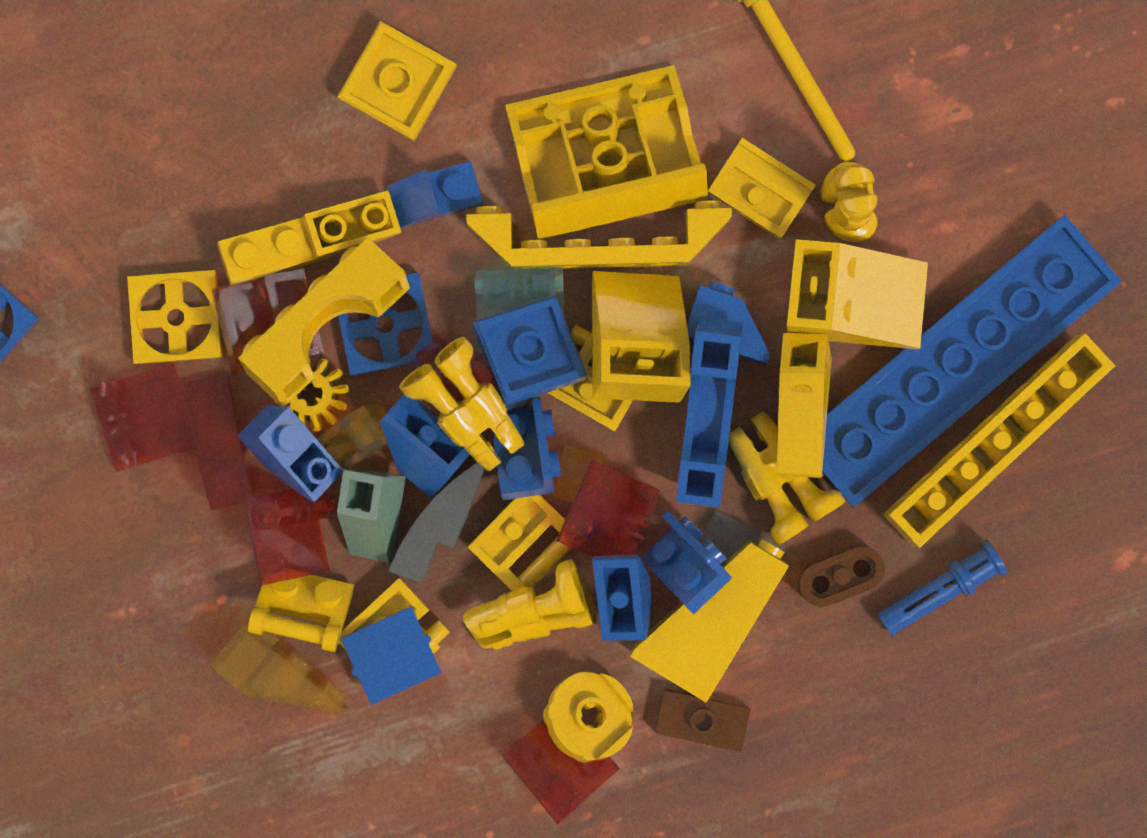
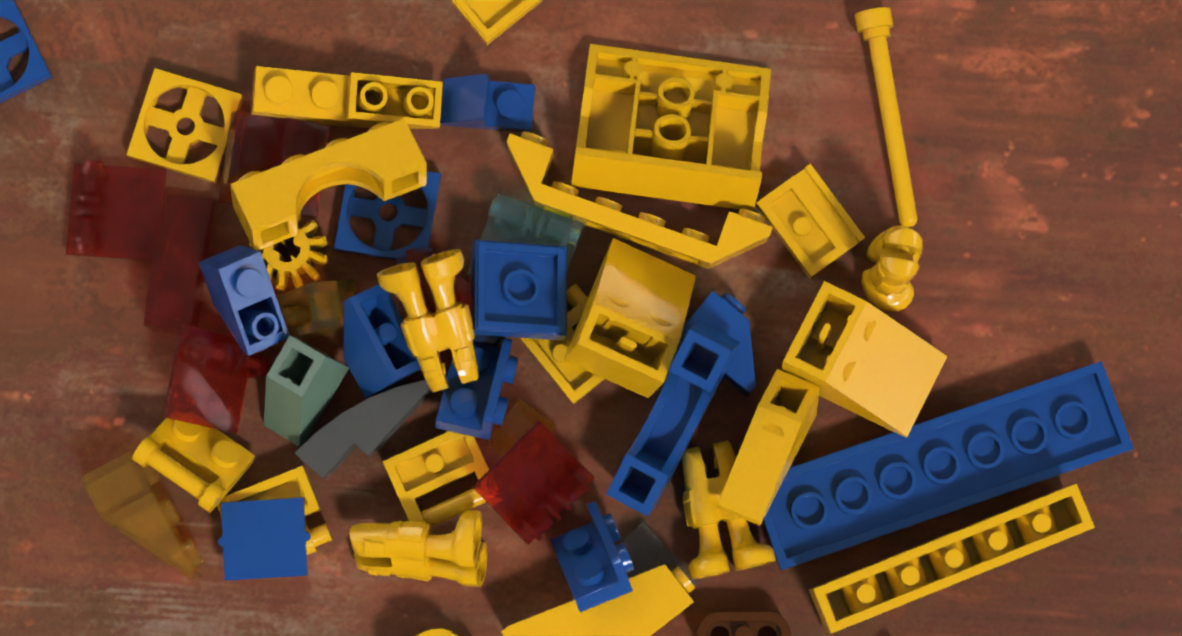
camera: 15 degrees right, 5 degrees down
(623, 597) = (517, 569): blue slope -> none

